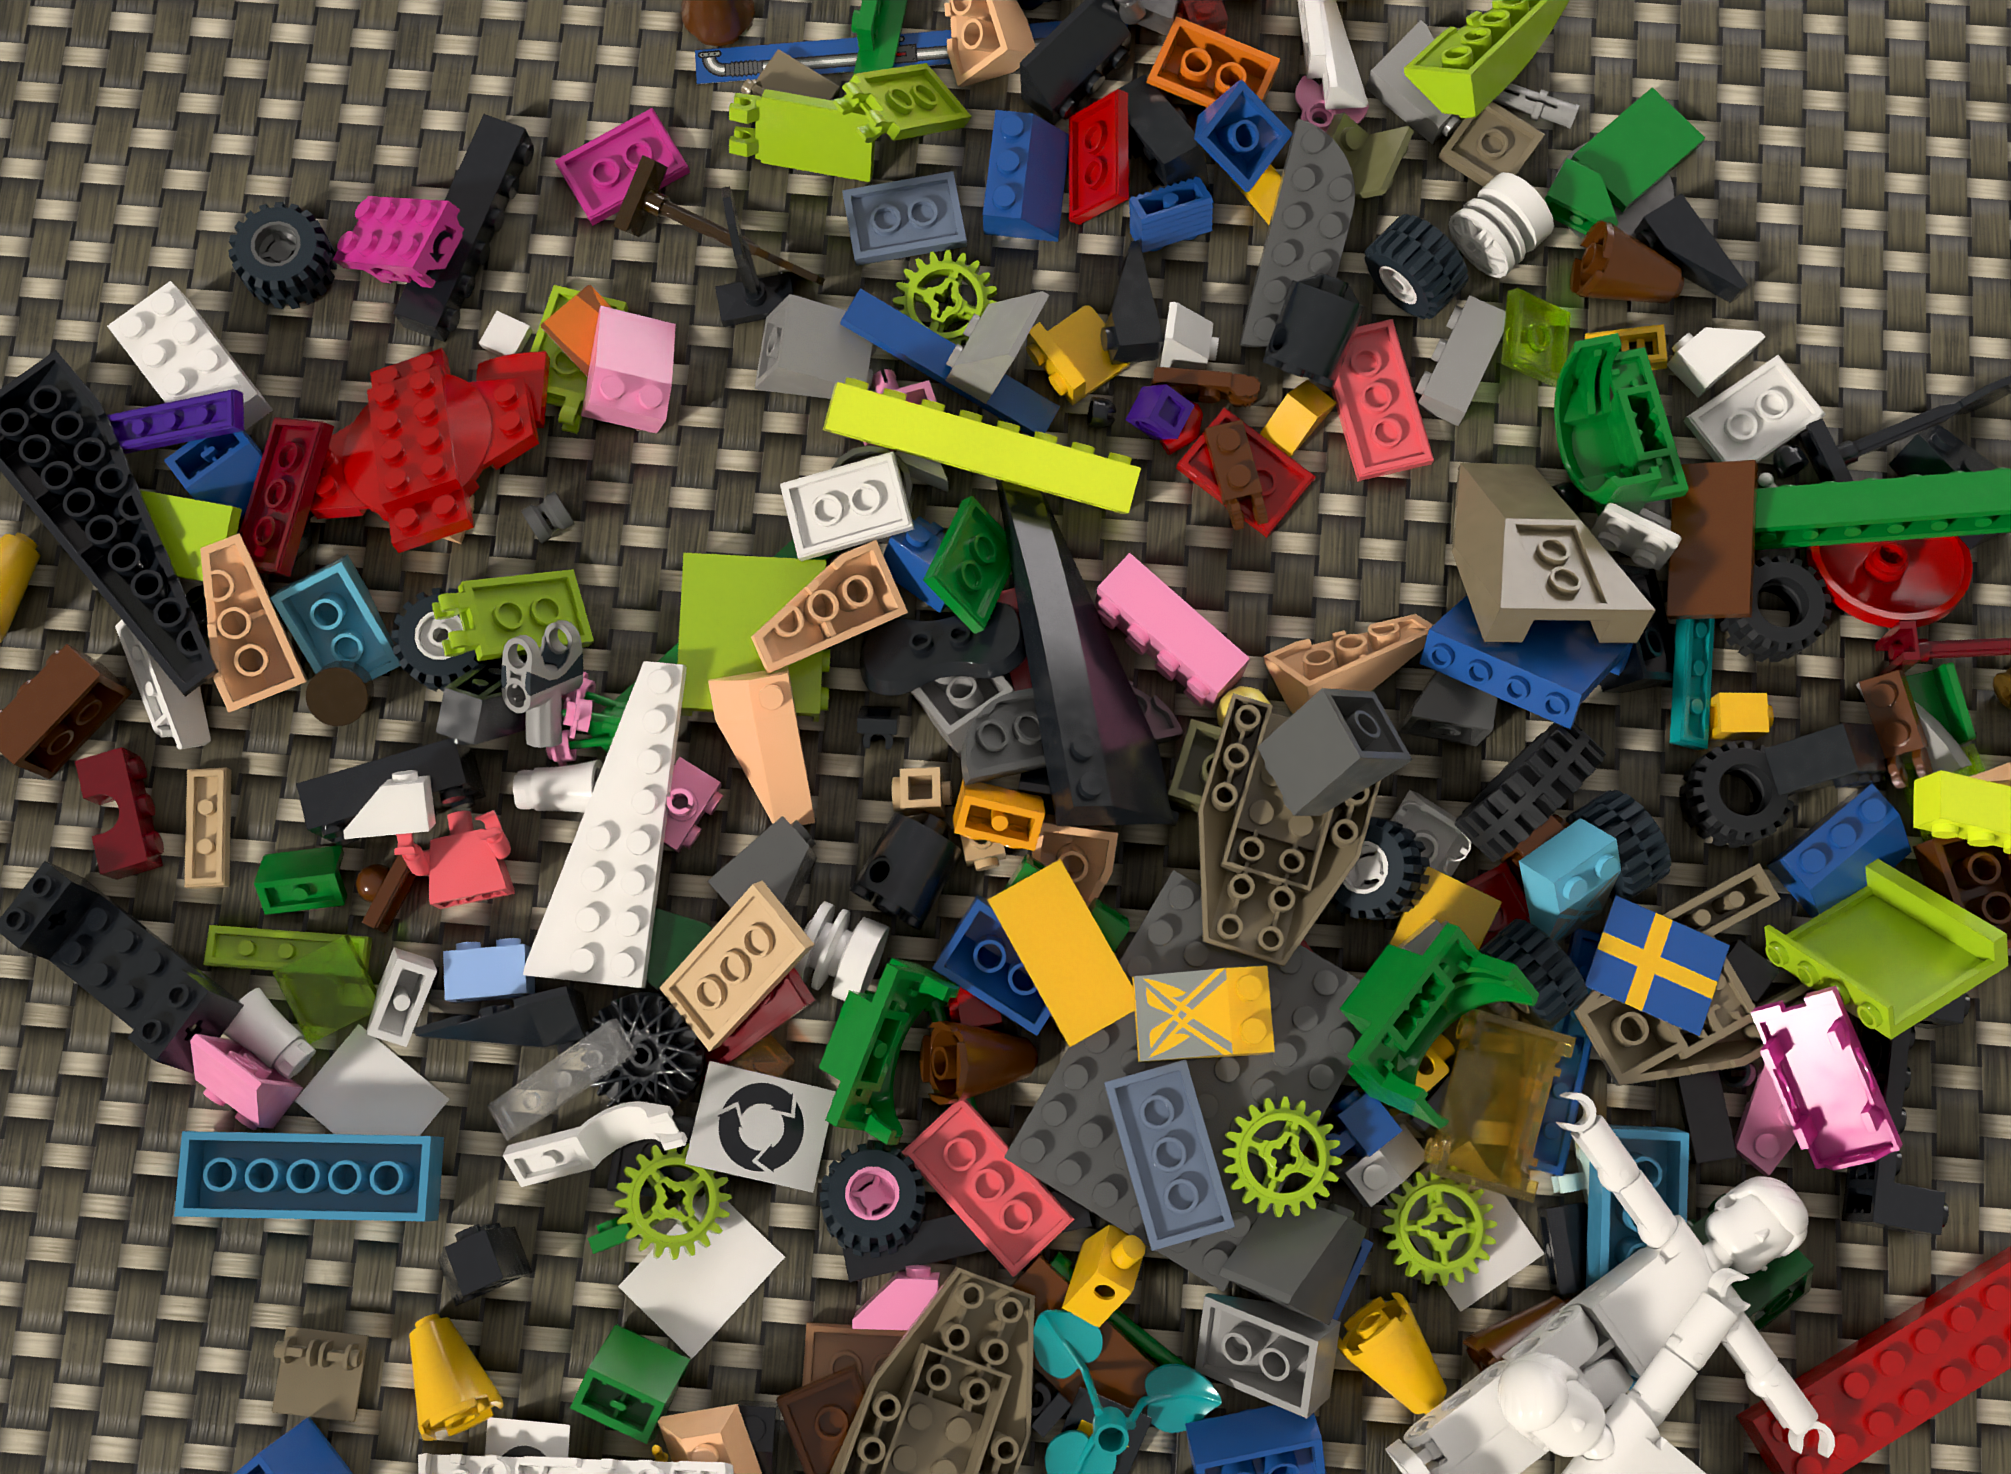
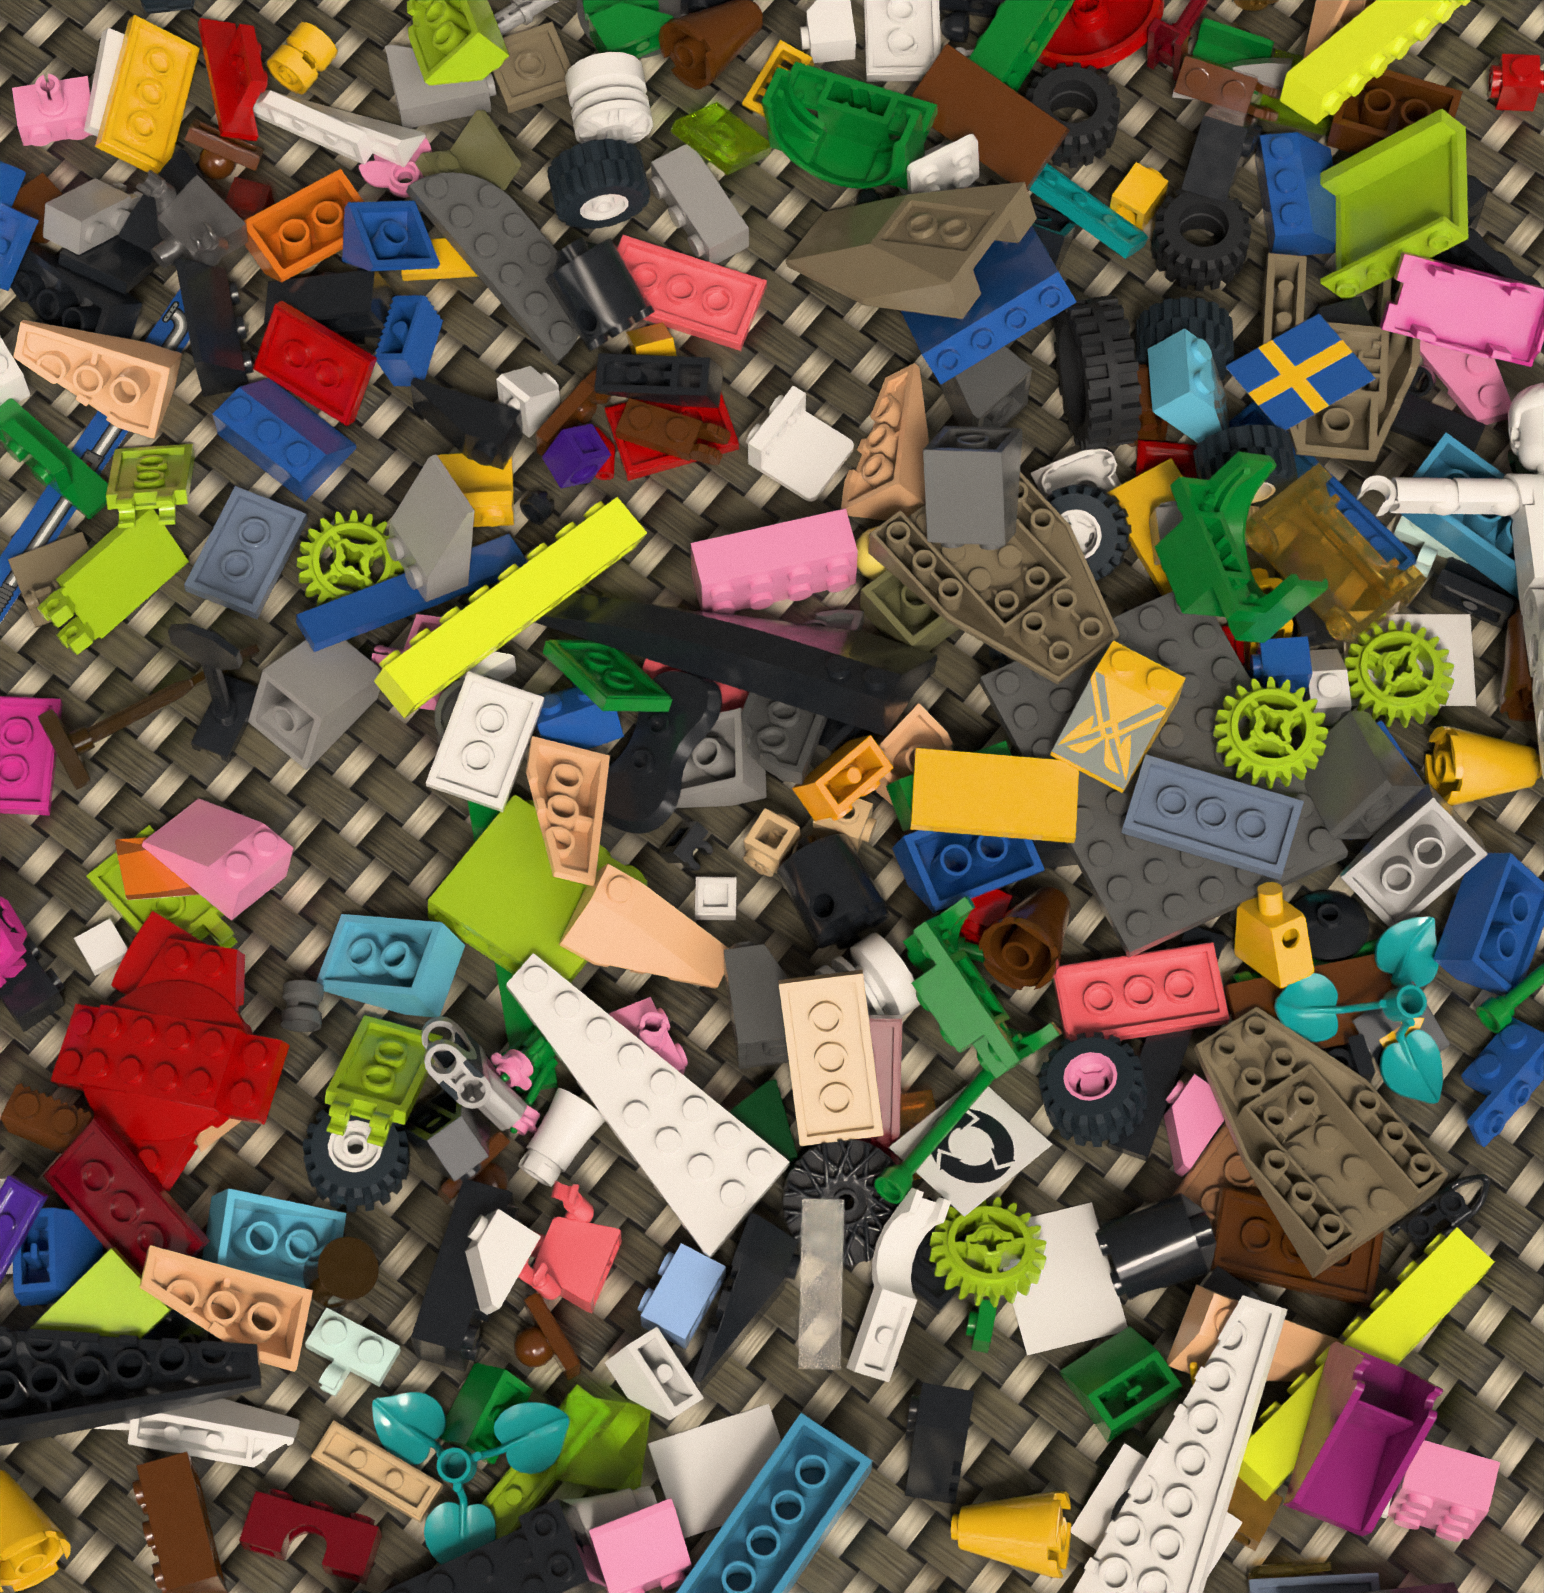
camera: 60 degrees left, 10 degrees down
(293, 743) = (350, 1350): none -> light aqua plate
(295, 926) = (412, 1424): none -> teal plant
(331, 388) = (43, 1119): none -> reddish brown brick
(495, 755) = (489, 1174): none -> reddish brown tile
(626, 562) = (392, 963): none -> medium azure slope
(675, 1088) = (897, 1181): none -> green piece
(760, 1343) = (1158, 1245): none -> black cylinder
(852, 777) = (715, 898): none -> white tile
(1146, 1322) = (1337, 938): none -> black dish
(1273, 432) = (660, 379): none -> black slope
(1296, 583) = (797, 447): none -> white bracket

